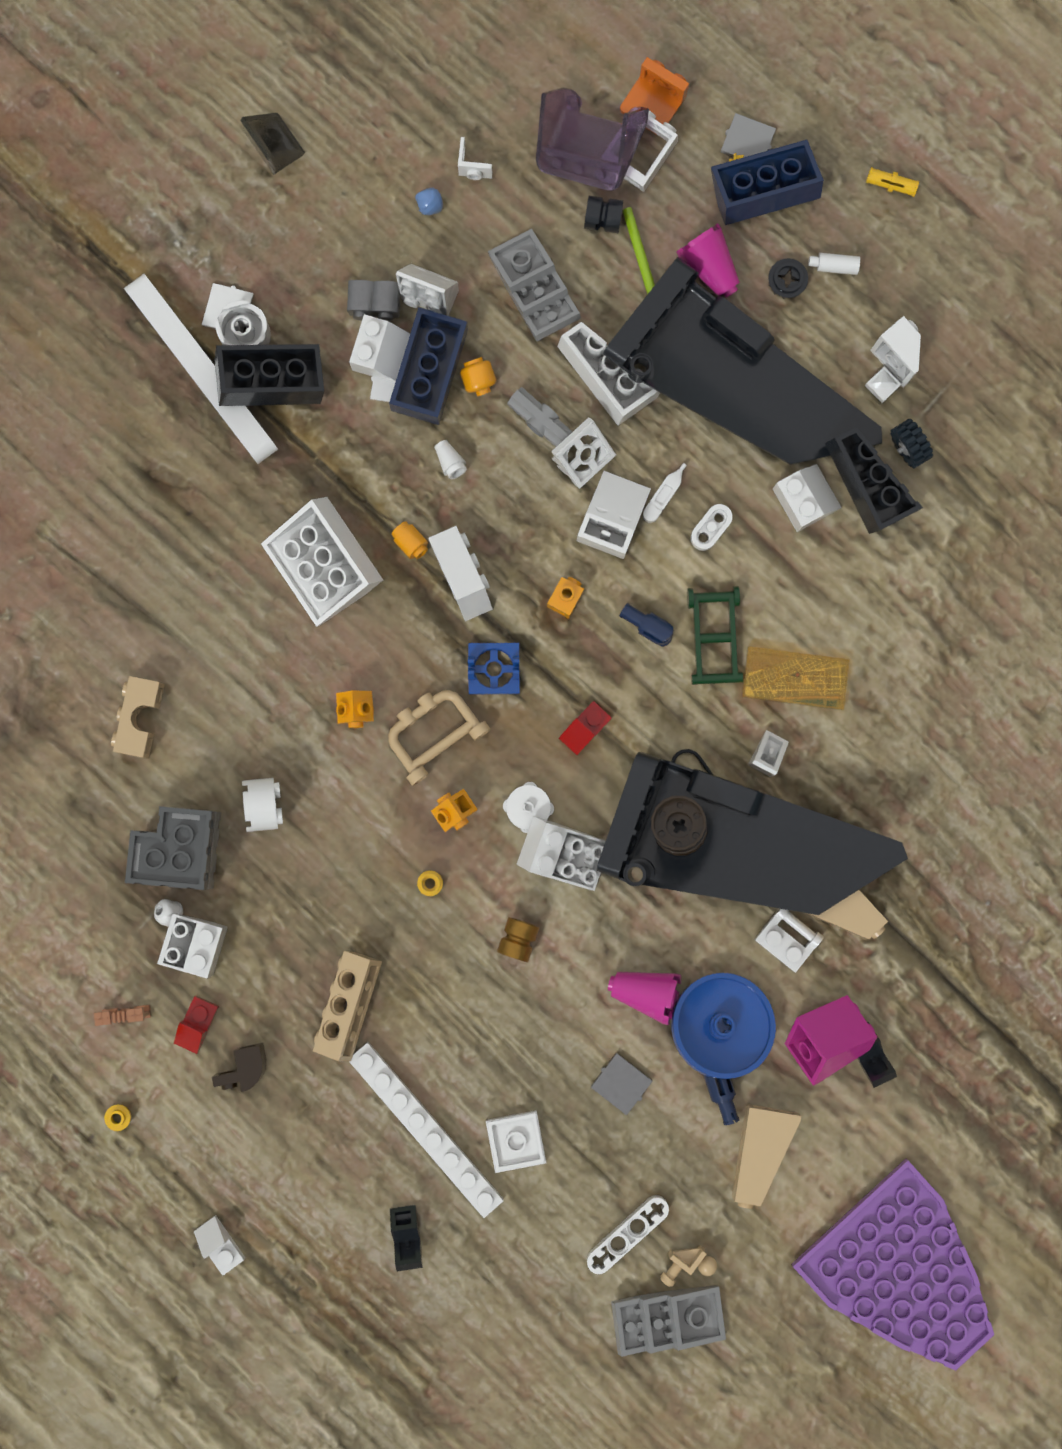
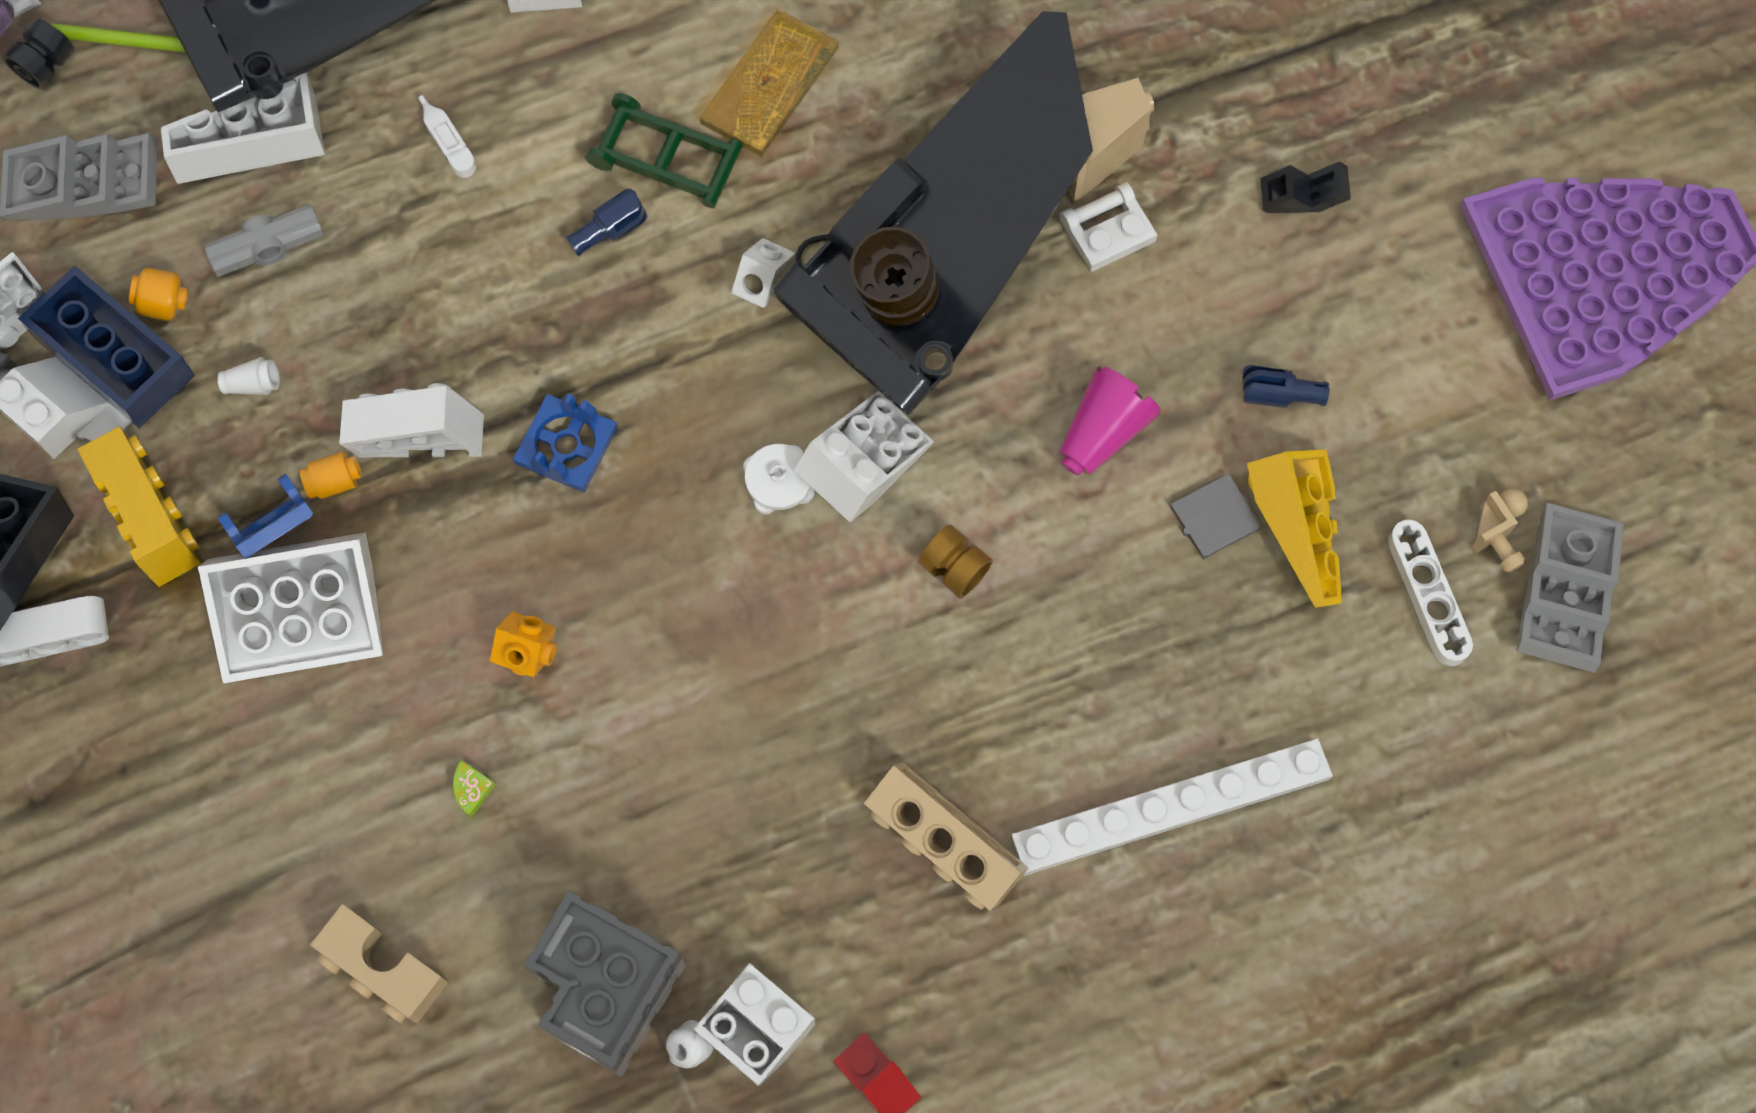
camera: 65 degrees left, 15 degrees down
(250, 1068) = (977, 1019): dark brown brick -> none
(261, 717) = (470, 788): none -> lime tile
(261, 804) = (596, 831): white brick -> none
(341, 439) = (136, 503): none -> yellow wedge
(347, 524) = (270, 525): none -> blue piece
(406, 1238) = (1319, 900): black slope -> none
(427, 704) = (569, 550): tan bar -> none
(430, 891) = (822, 640): yellow plate -> none
(454, 810) = (735, 570): light orange brick -> none
(515, 1141) = (1239, 689): white tile -> none
(566, 596) = (516, 308): light orange brick -> none
(585, 728) = (706, 361): red slope -> none
(605, 453) = (352, 188): white piece -> none
(613, 514) = (442, 206): white slope -> none
(647, 1130) = (1294, 499): none -> yellow wedge
(663, 734) = (765, 261): none -> white bracket
(710, 527) = (521, 99): white plate -> none
(723, 1026) = (1191, 345): blue dish -> none
(761, 1150) = (1382, 372): tan slope -> none
(768, 754) = (855, 151): white slope -> none
(829, 1038) = (1264, 222): dark pink slope -> none

